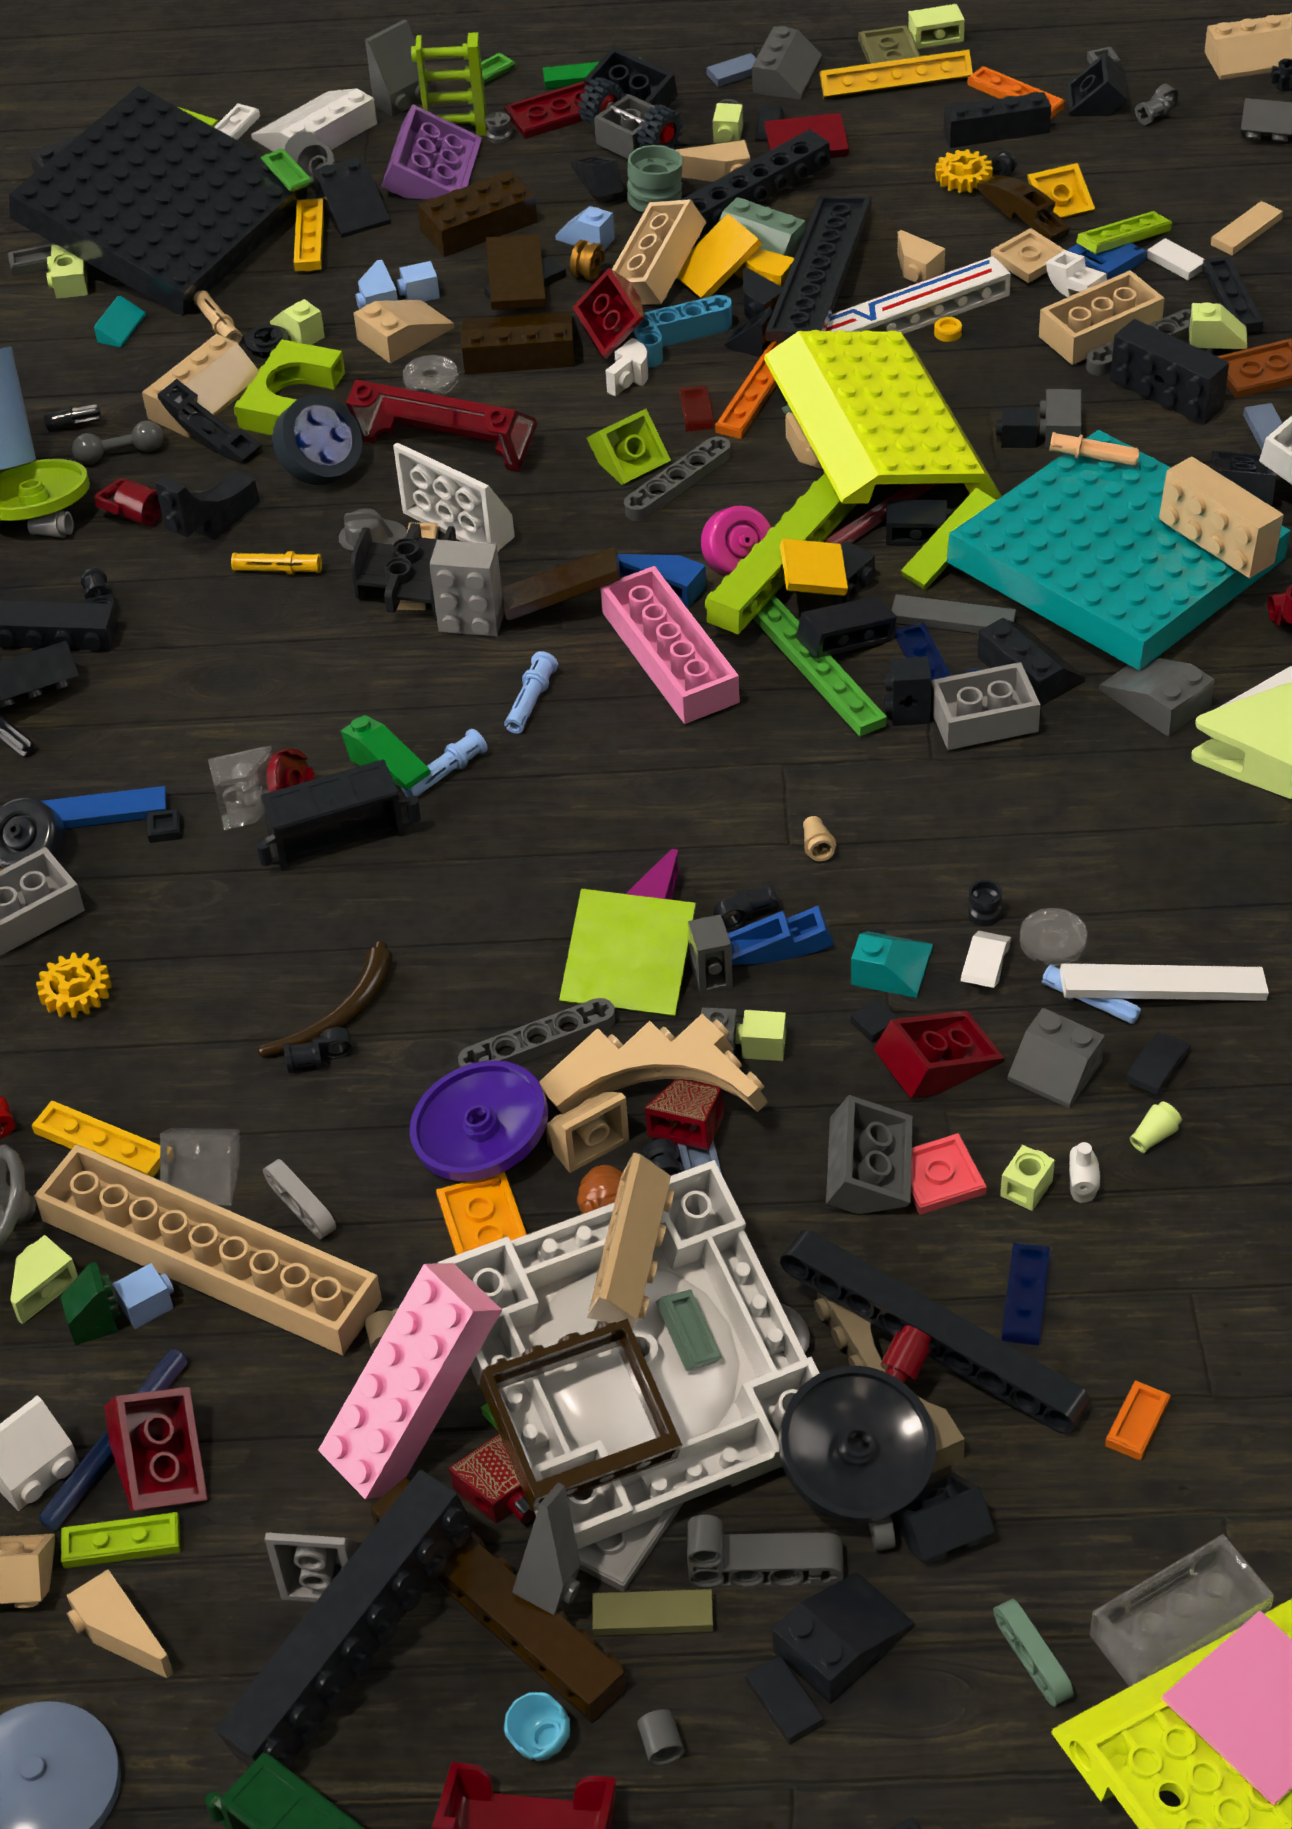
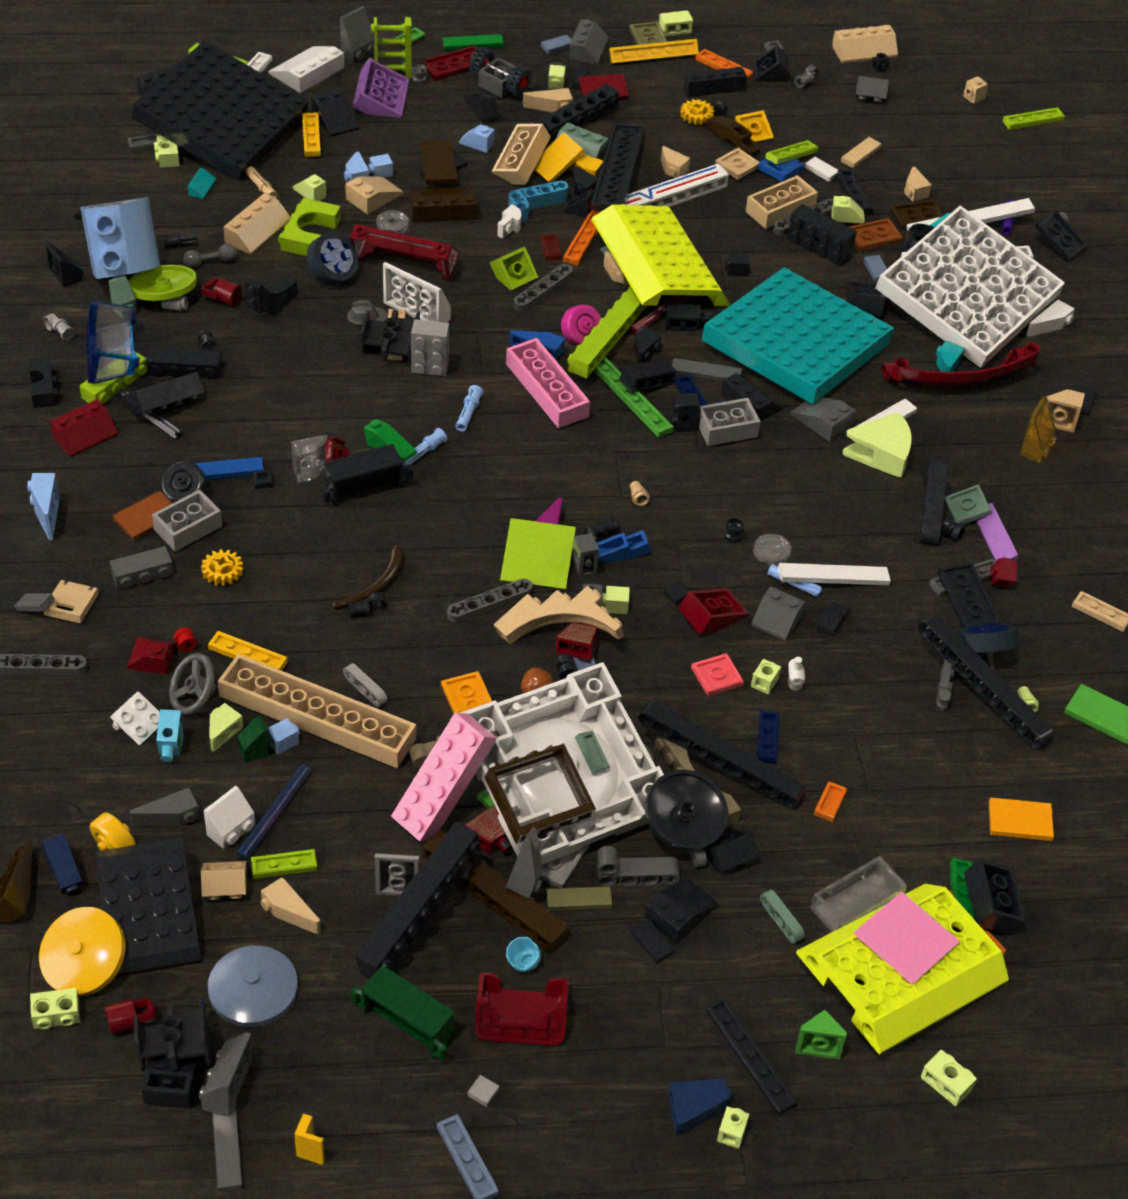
camera: 10 degrees left, 0 degrees up
(156, 1448) = (300, 814): dark red slope -> none
(201, 1162) = (308, 663): clear slope -> none
(204, 426) = (261, 248): black slope -> none
(257, 339) = (287, 195): black gear -> none
(286, 170) = (297, 95): bright green tile -> none
(286, 562) = (312, 330): yellow pin -> none
(309, 152) = (307, 85): dark grey piece -> none
(477, 212) = (412, 125): dark brown brick -> none
(479, 1120) = (463, 643): dark purple dish -> none
(561, 583) = (483, 346): dark brown tile -> none
(586, 260) = (480, 156): pearl gold wheel -> none
(589, 1130) = (524, 649): tan slope -> none
(610, 311) = (498, 188): dark red slope -> none
(631, 1243) = (562, 703): tan slope -> none
(636, 77) = (501, 46): black slope -> none
(654, 176) = (516, 108): sand green wheel -> none
(660, 1737) = (589, 960): dark grey beam -> none
(813, 567) = (628, 341): yellow tile -> none
(869, 1157) = (679, 665): dark grey slope -> none
(889, 963) = (683, 562): teal slope -> none
(906, 1354) = (709, 764): dark red brick -> none
(932, 557) = (693, 337): lime tile -> none
(948, 329) = (693, 205): yellow tile -> none
(985, 959) = (736, 560): white slope -> none
(1061, 413) = (761, 260): dark grey brick -> none
(1071, 275) = (762, 176): white brick -> none
(1094, 449) = (783, 278): light nougat axle -> none
(1157, 1125) = (834, 649): yellowish green cone -> none
(1221, 516) = (857, 319): tan brick -> none

